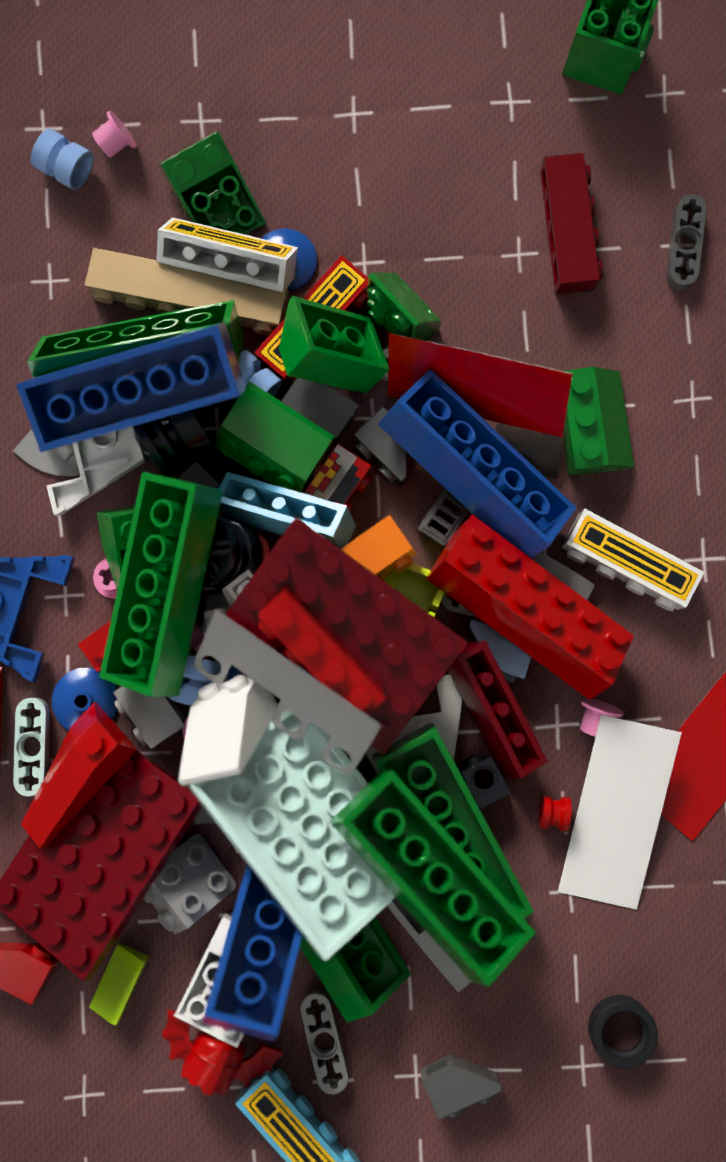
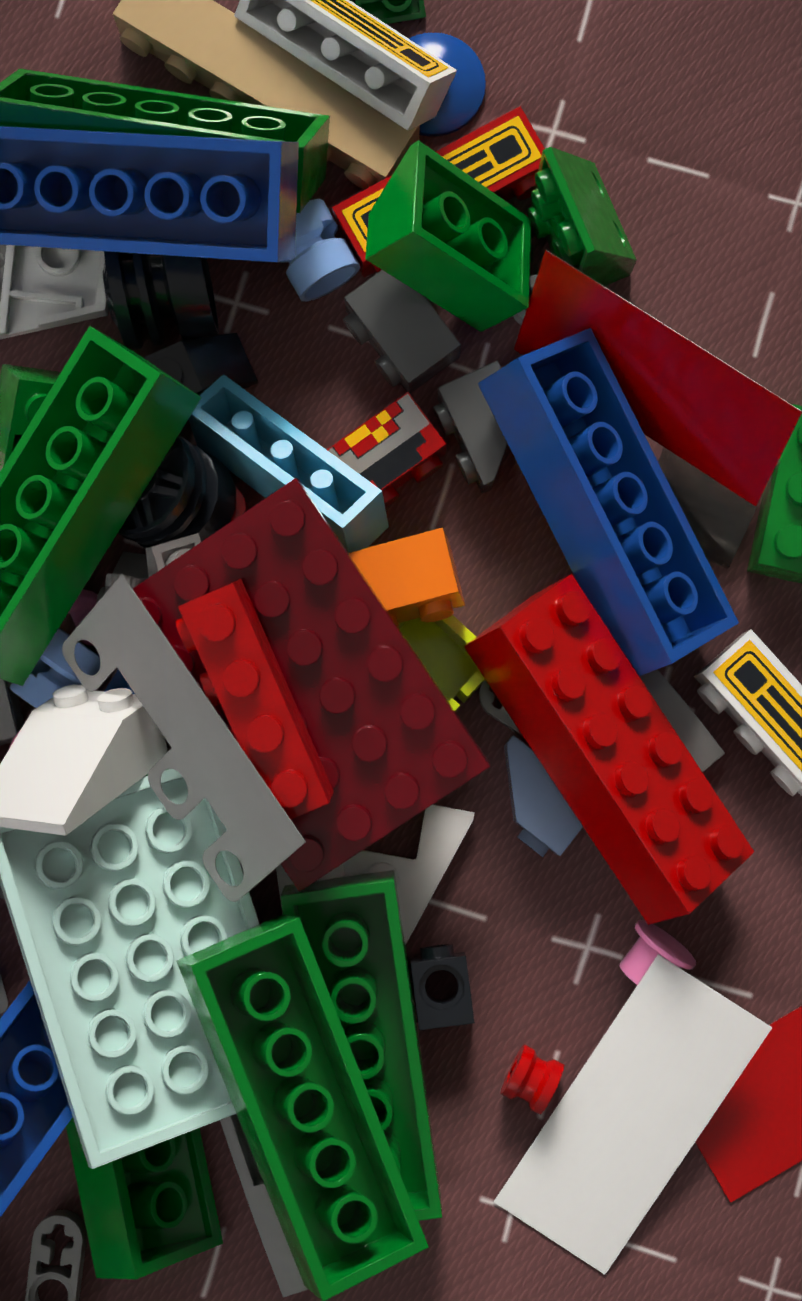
camera: 25 degrees right, 0 degrees up
(273, 440) = (310, 351): green slope -> none
(434, 535) = (503, 583): dark grey slope -> none
(496, 711) = (498, 888): dark red brick -> none

